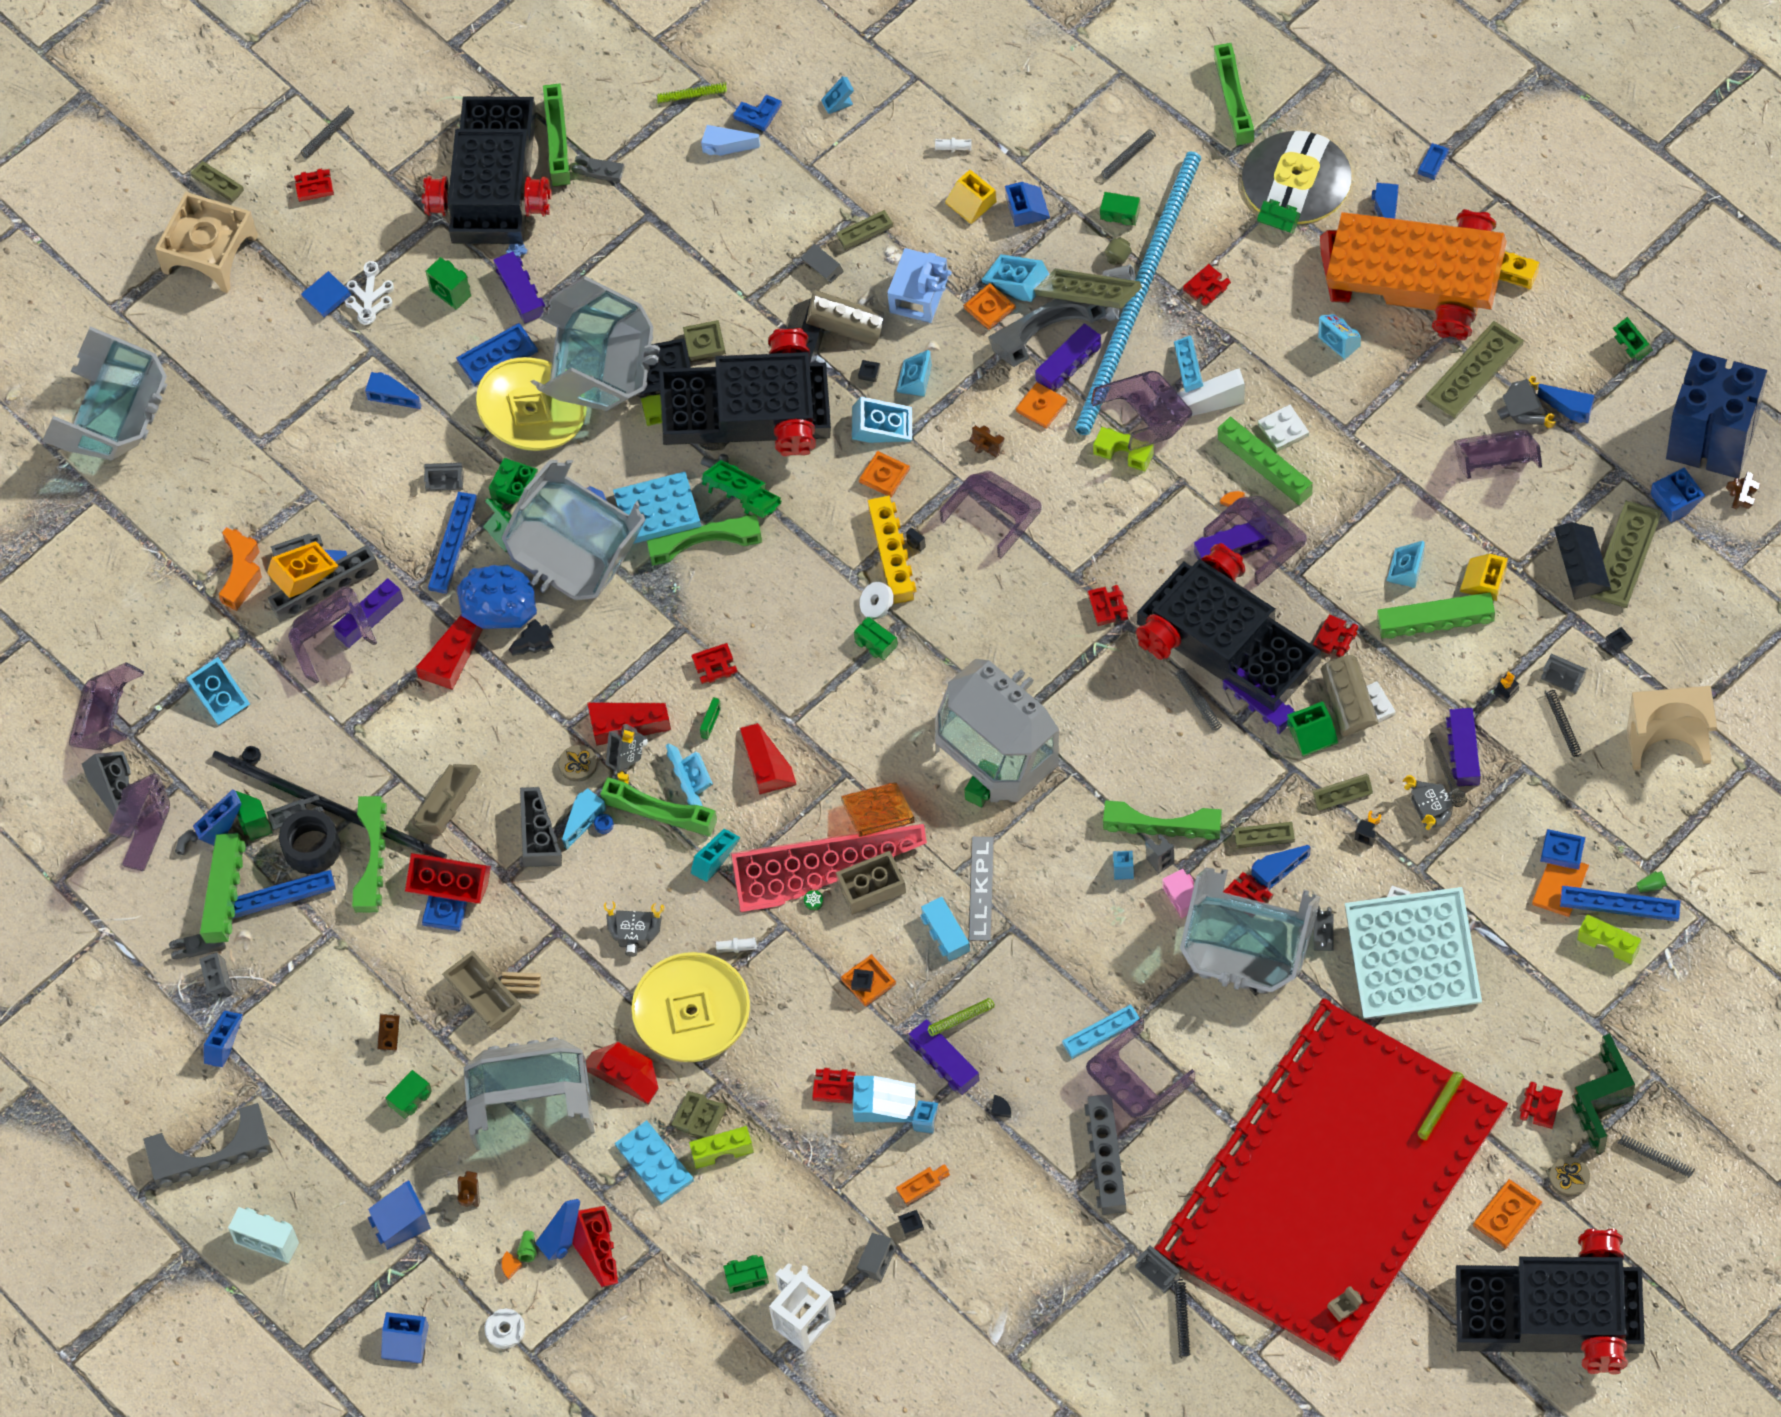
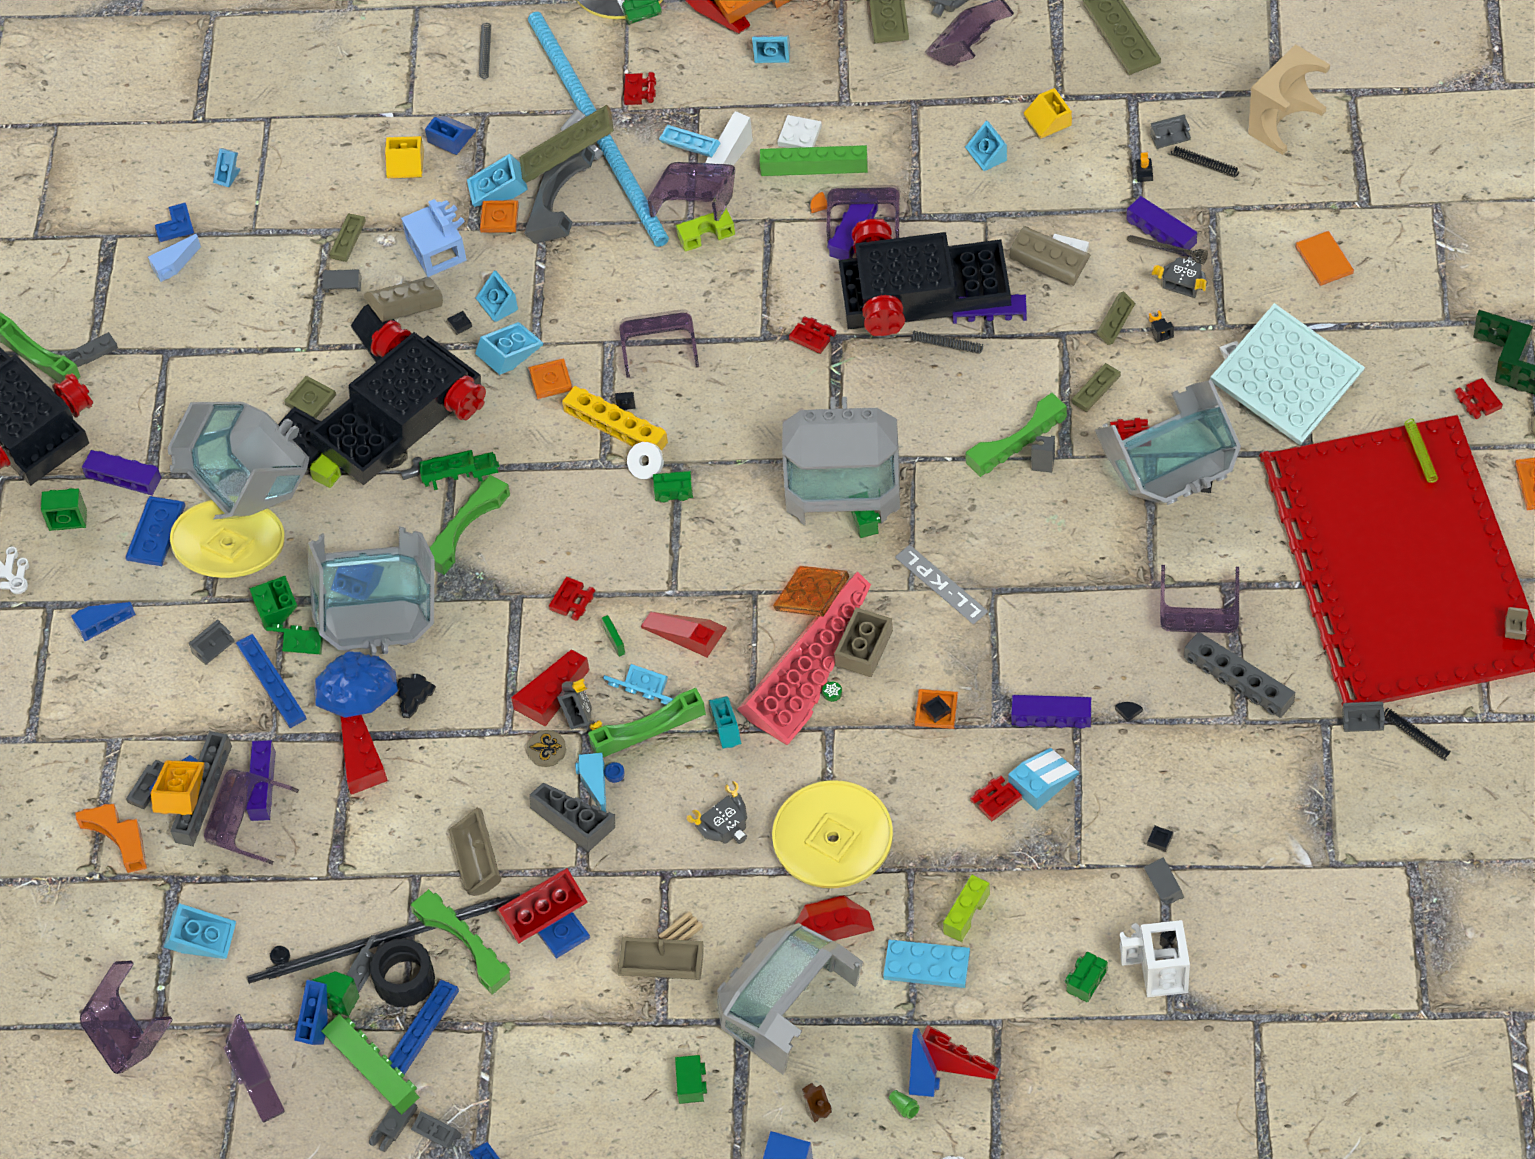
camera: 45 degrees left, 5 degrees down
(108, 777) = (178, 1067): dark grey wedge -> none
(184, 839) = (293, 1060): dark grey arm -> none
(388, 1031) = (622, 1050): reddish brown hips -> none
(510, 1265) = (905, 1129): orange tile -> none
(518, 249) = (85, 452): medium blue plant -> none
(663, 502) = (411, 514): medium azure plate -> none
(684, 93) = (106, 250): lime piece -> none
(698, 1115) = (922, 904): olive slope -> none
(736, 945) = (813, 767): white pin -> none
(922, 1184) = (1136, 807): orange plate -> none
(925, 1117) = (1088, 760): dark azure slope -> none
(944, 929) = (951, 628): medium azure brick -> none
(952, 144) = (349, 137): white pin -> none
(960, 1013) = (1027, 689): lime piece -> none
(985, 441) = (600, 300): reddish brown hips -> none
(1041, 405) = (611, 249): orange plate -> none
(1068, 357) = (596, 204): dark purple brick -> none
(1100, 1031) = (1137, 602): medium azure tile -> none
(1117, 251) = (552, 113): olive head -> none
(1120, 208) = (522, 85): green brick -> none
(1123, 865) = (1024, 484): dark azure slope -> none
(1179, 890) = (1086, 468): bright pink brick -> none
(1277, 866) = (1129, 398): blue slope -> none
(1312, 728) = (1049, 295): green slope -> none
(1330, 634) = (986, 229): red plate -> none
(1435, 615) = (1044, 163): bright green brick -> none
(1562, 849) = (1301, 234): blue tile -> none
(1582, 559) = (1099, 56): black slope -> none
(1619, 640) = (1180, 84): black plate -> none
(1620, 903) = (1378, 235): blue plate -> none
(1623, 944) = (1385, 264): lime arch -> none
(1652, 882) = (1381, 207): bright green cone -> none

